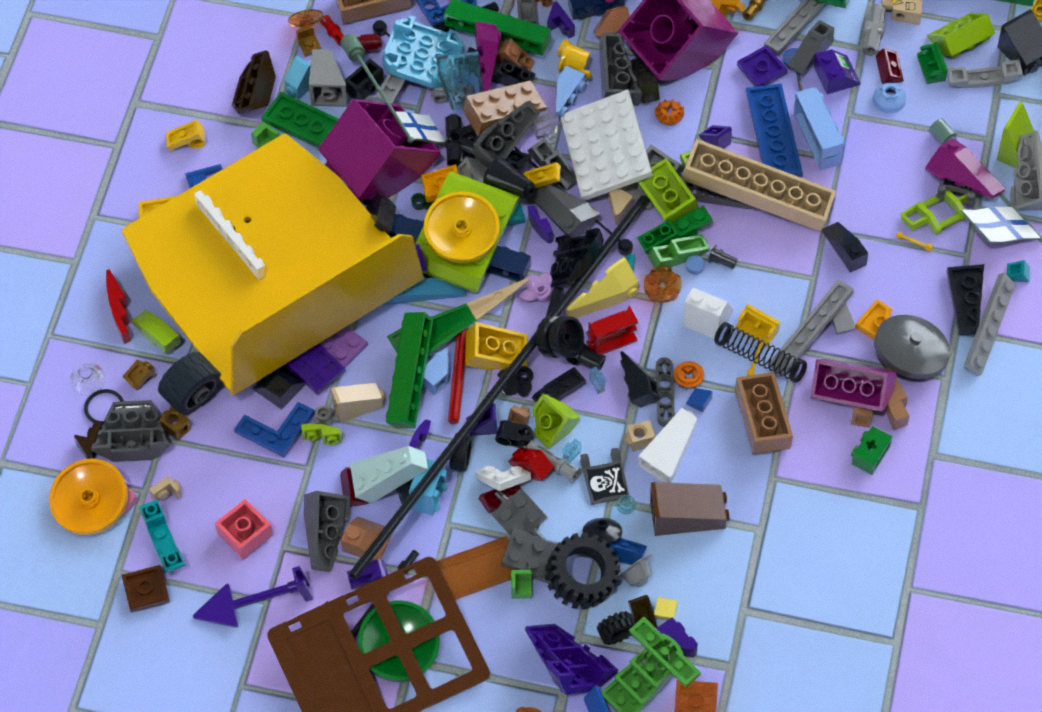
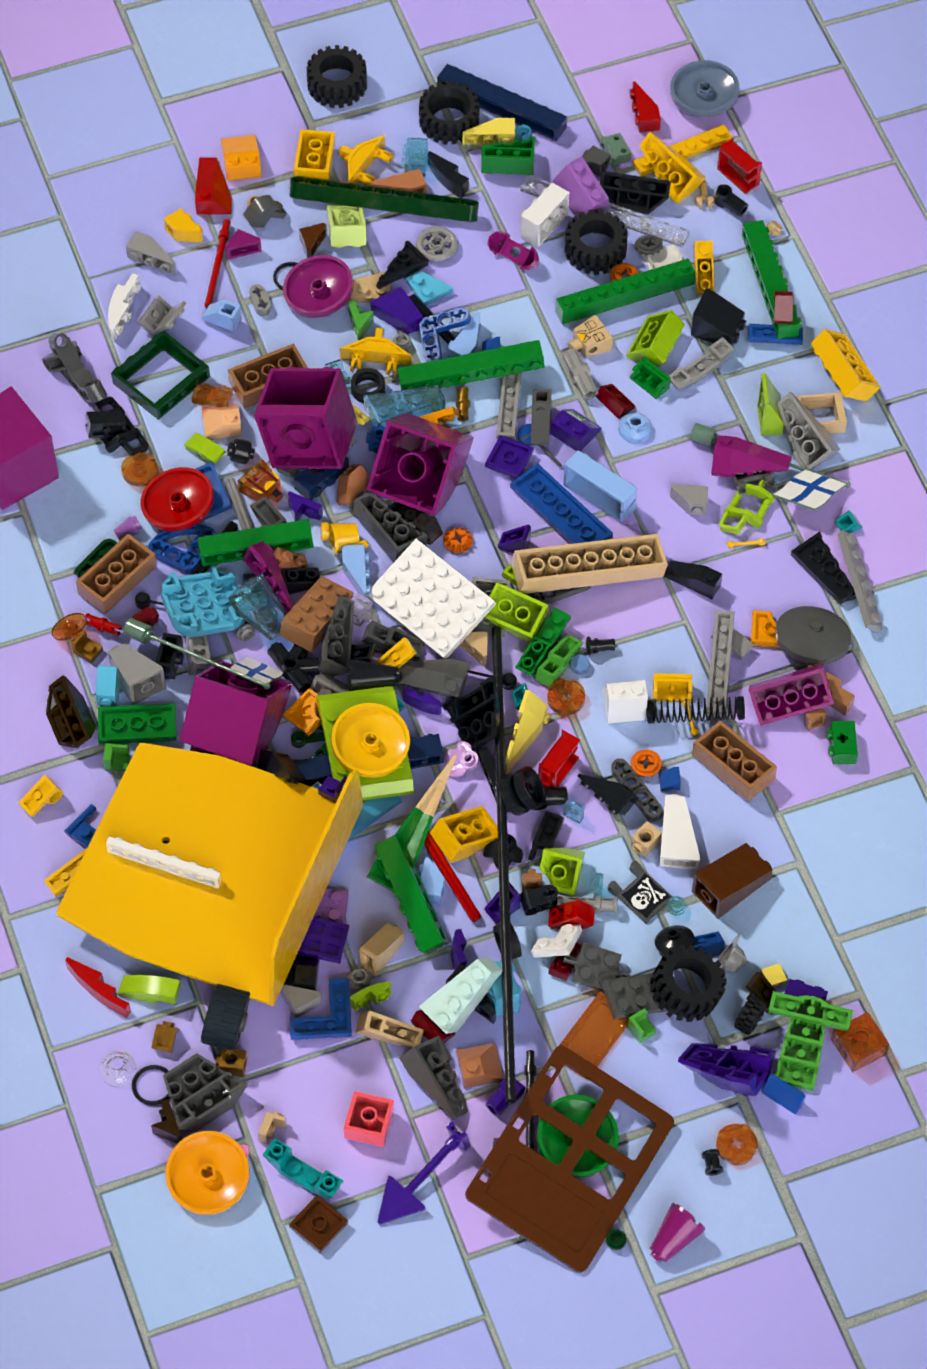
camera: 35 degrees left, 0 degrees up
(264, 406) = (300, 999): none -> light grey slope
(314, 469) = (388, 1030): none -> tan slope
(893, 179) = (690, 498): none -> light grey slope

